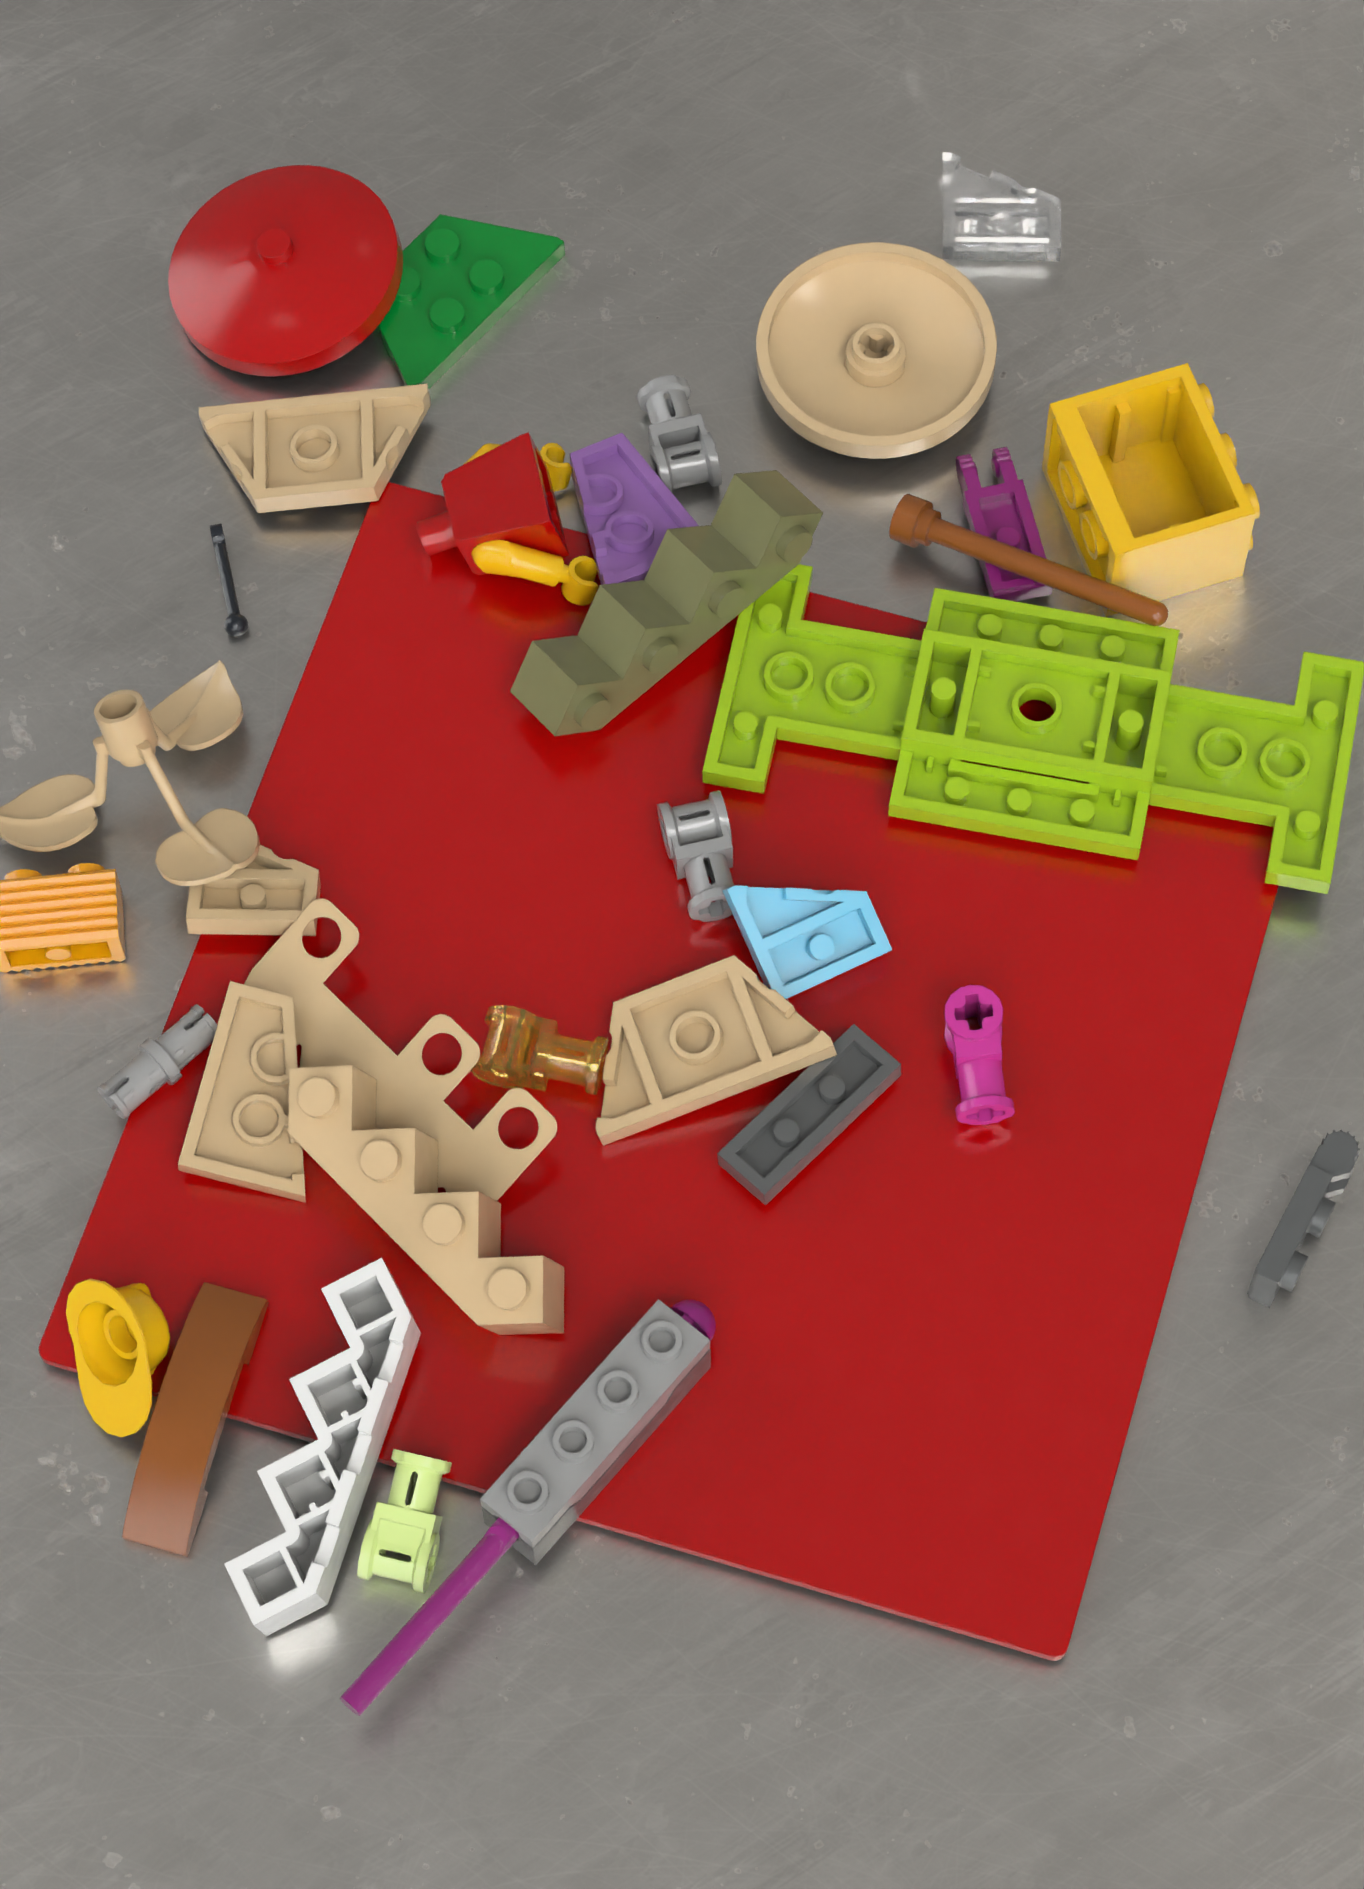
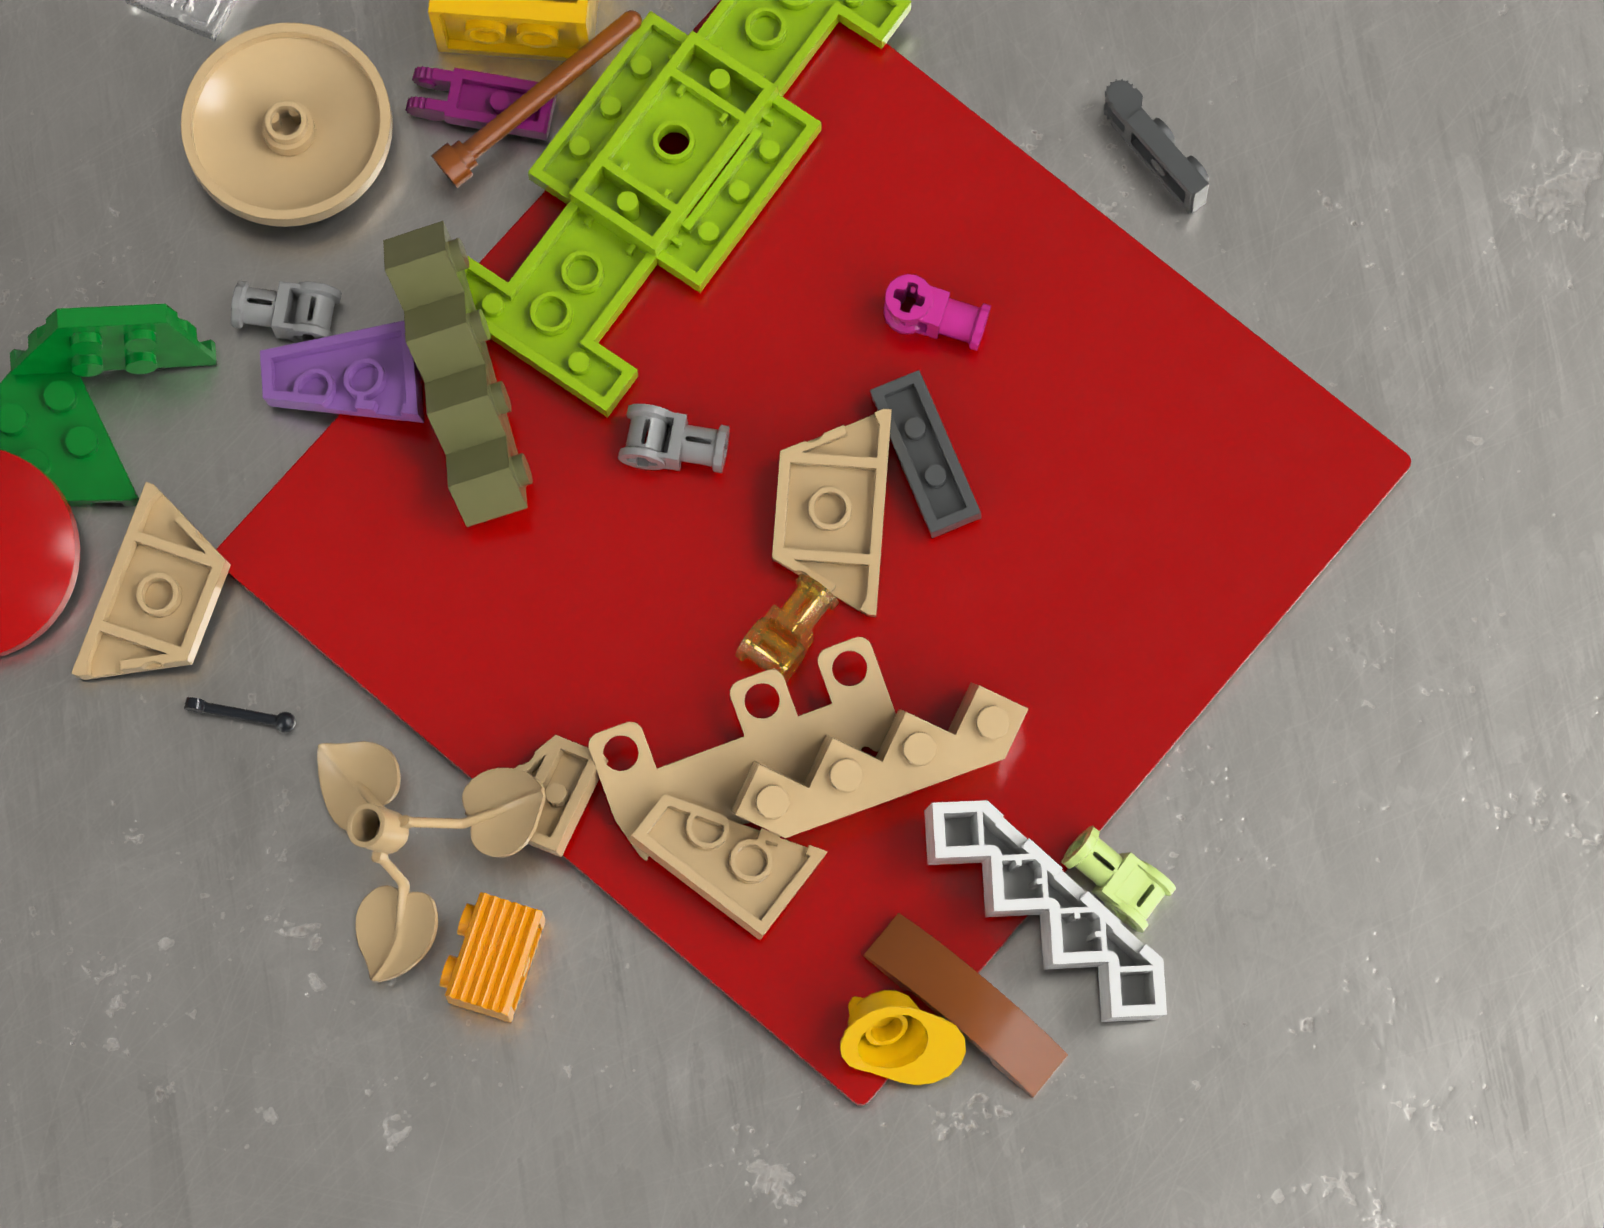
camera: 65 degrees left, 10 degrees up
(159, 1062) = (661, 920): light grey pin -> none
(509, 519) = (309, 465): red torso -> none
(561, 289) = (112, 339): none -> green wing
(565, 1466) = (1134, 743): light grey piece -> none
(806, 933) = (780, 392): medium azure wing -> none

